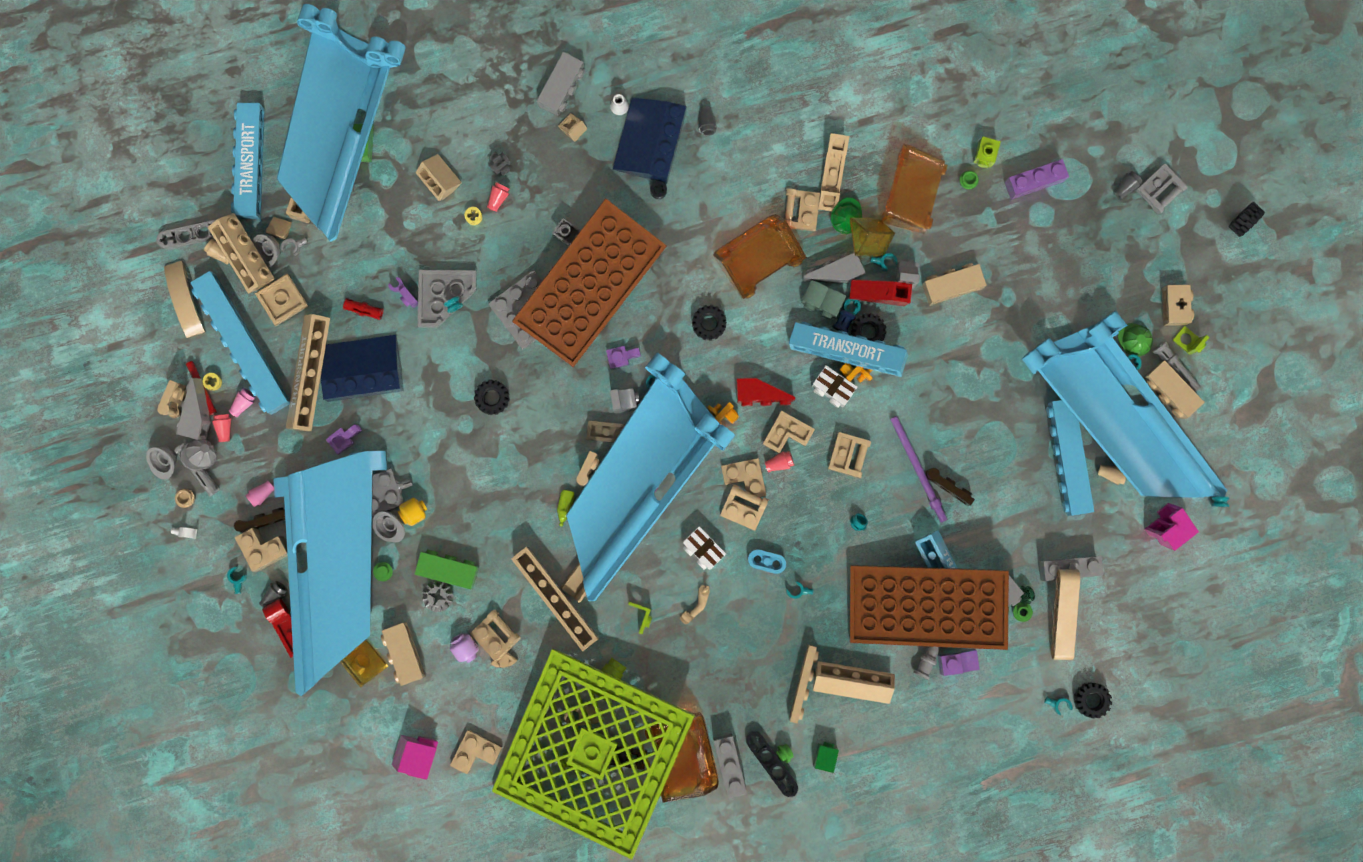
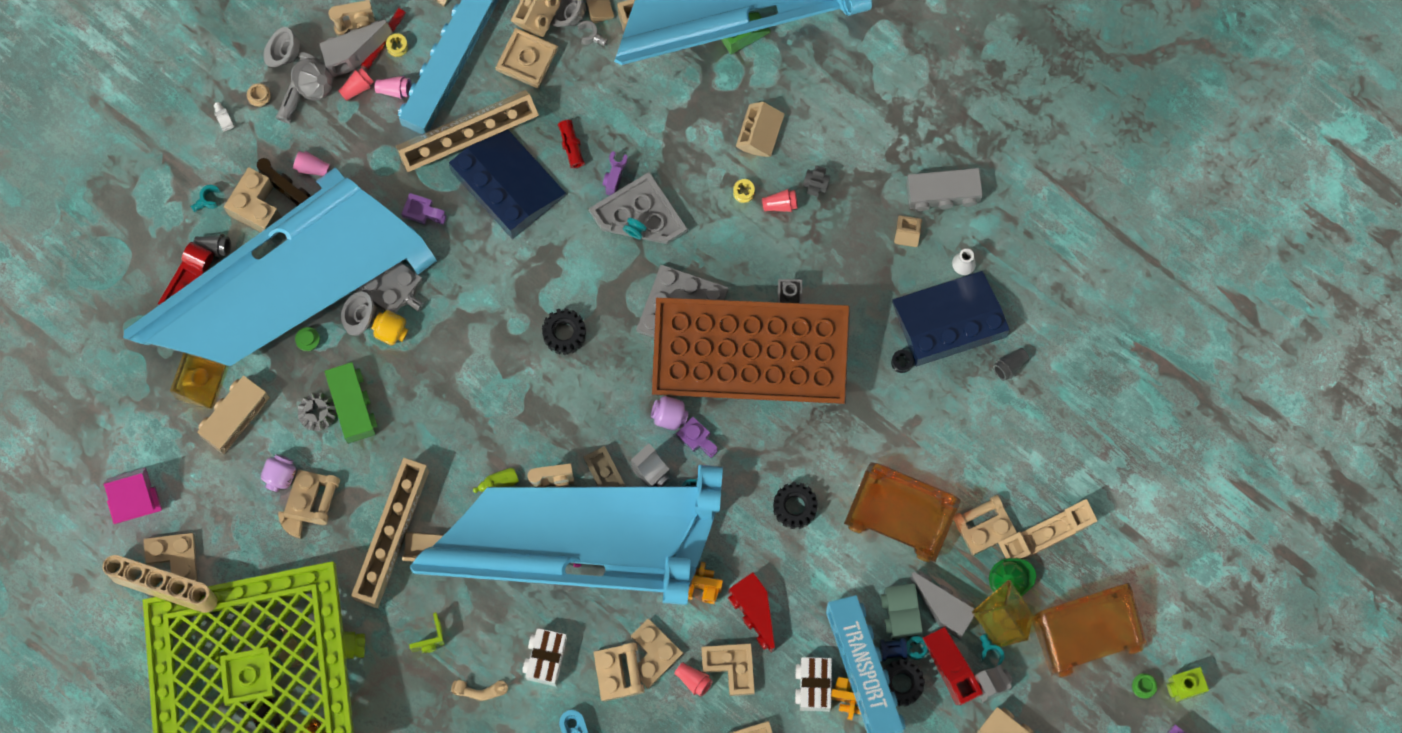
camera: 60 degrees right, 10 degrees down
(481, 777) = (167, 590): none -> tan beam
(593, 364) = (669, 413): none -> lavender head

